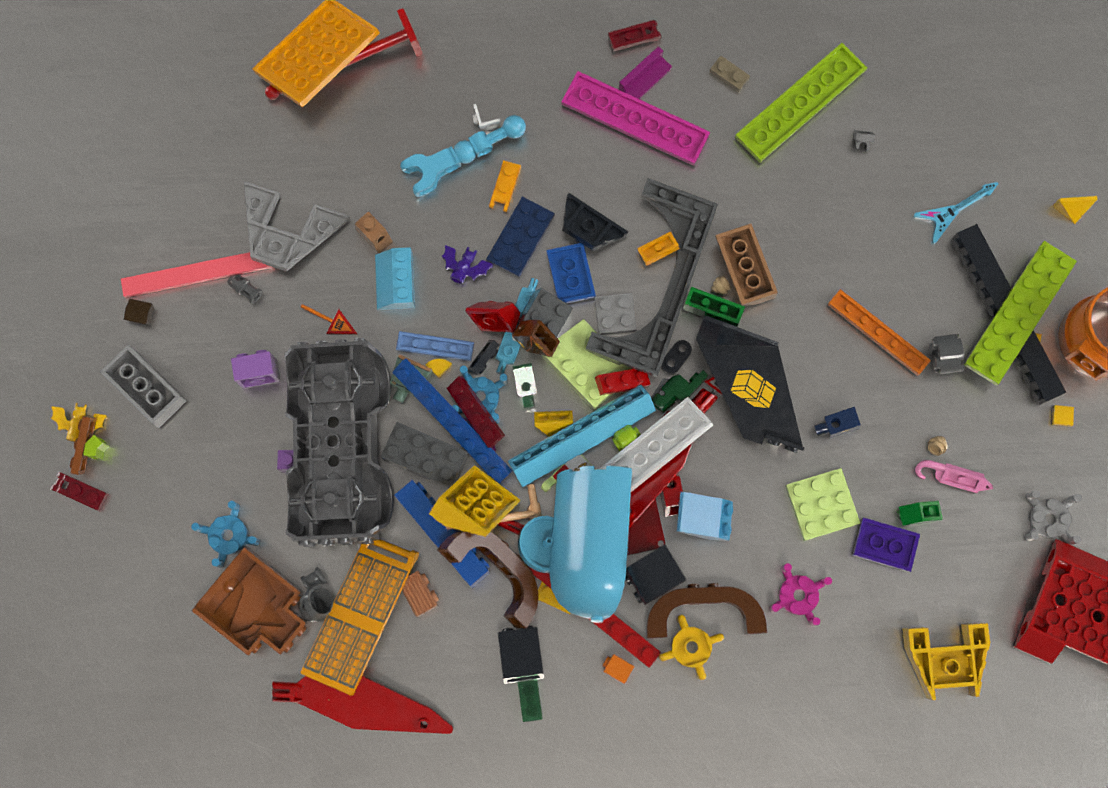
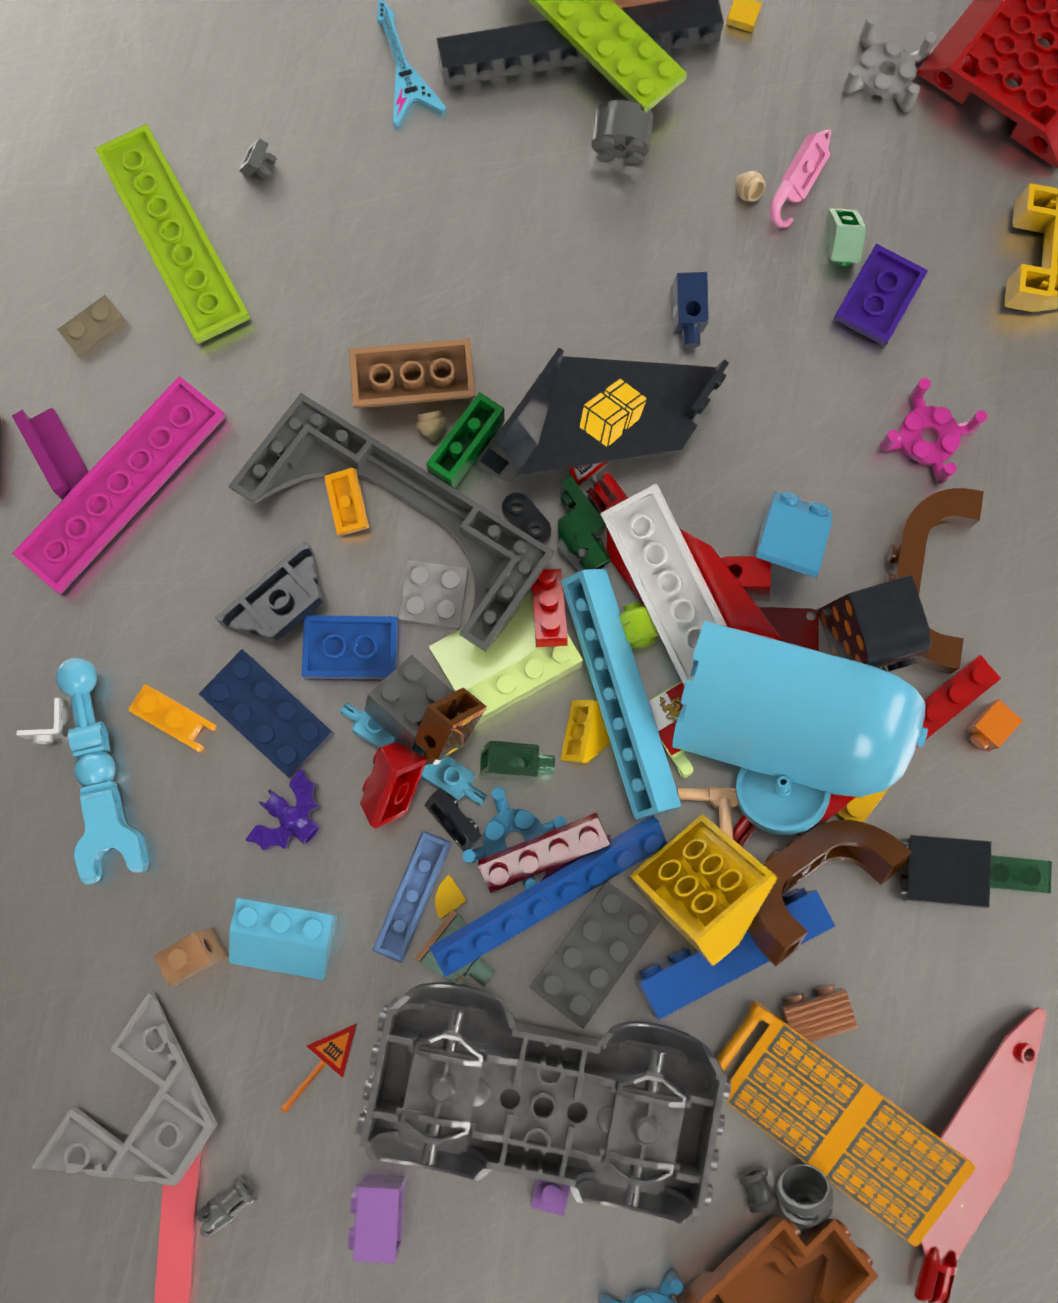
camera: 80 degrees left, 0 degrees up
(679, 650) = (968, 615): yellow plate -> none
(822, 504) = (801, 367): yellowish green plate -> none
(879, 332) = (561, 220): orange plate -> none

